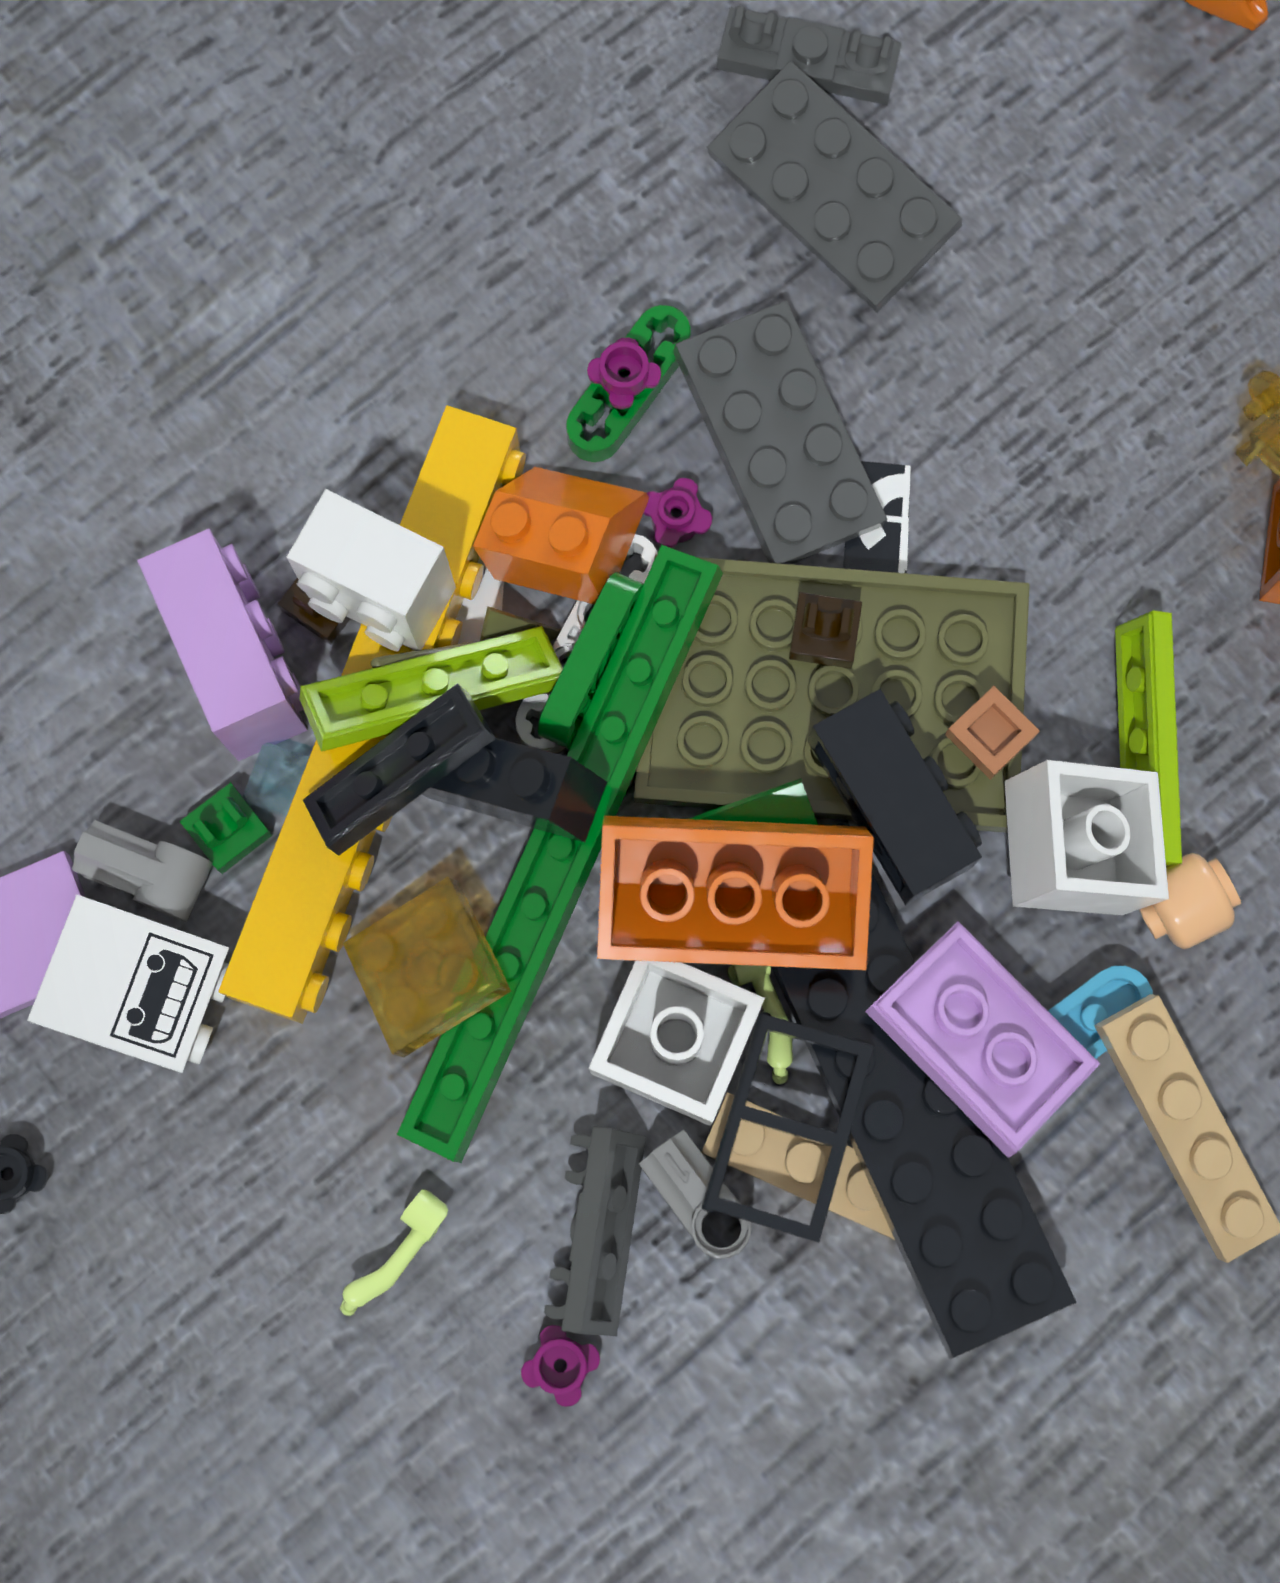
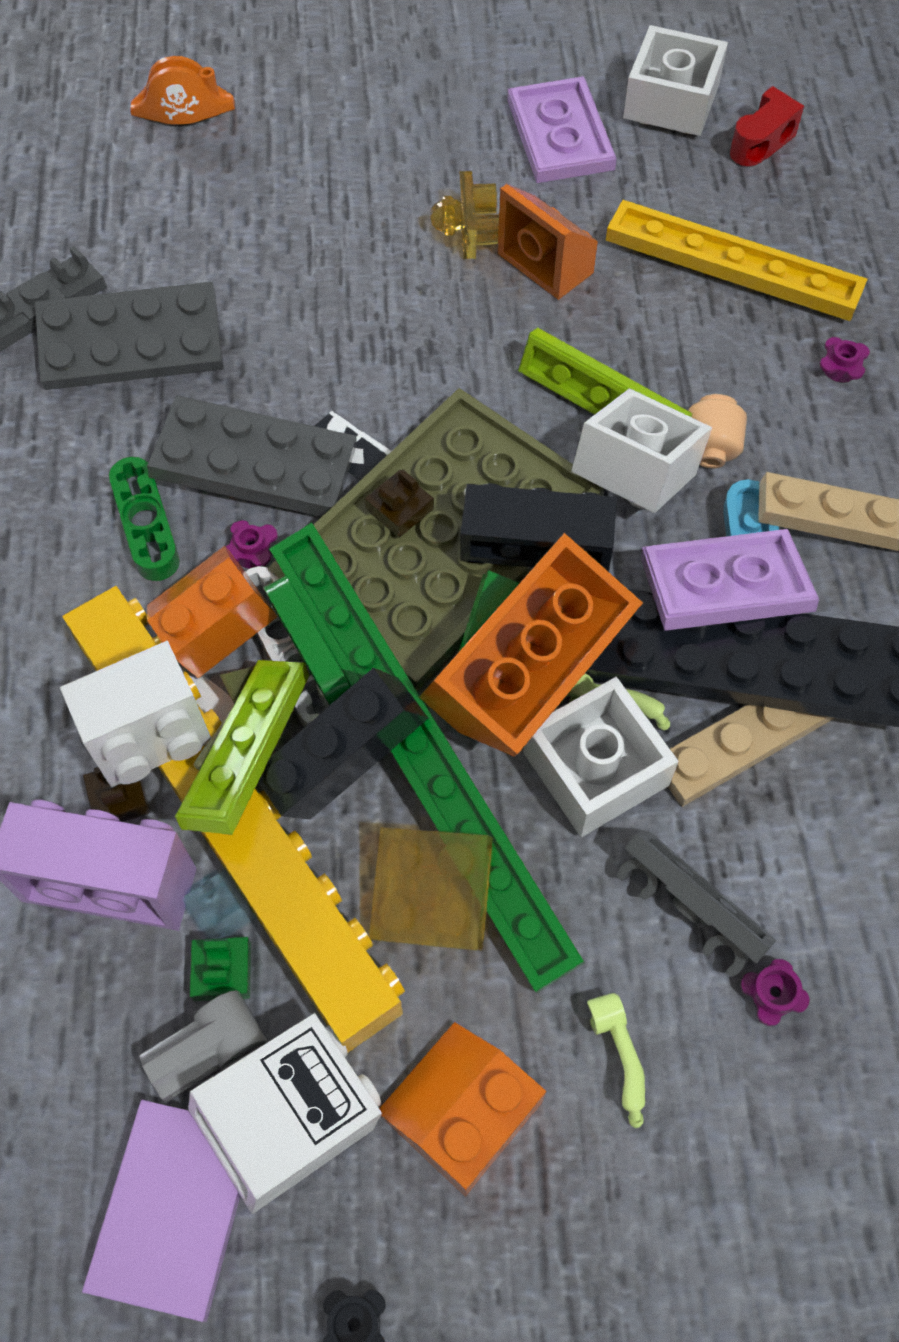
camera: 55 degrees left, 15 degrees down
(245, 1138) = (462, 1106): none -> orange slope
(398, 769) = (285, 797): black tile -> none
(623, 355) = (135, 495): magenta plate -> none
(682, 1179) = (712, 818): light grey piece -> none
(740, 1112) = (739, 698): black window -> none
(992, 732) = (538, 455): nougat plate -> none

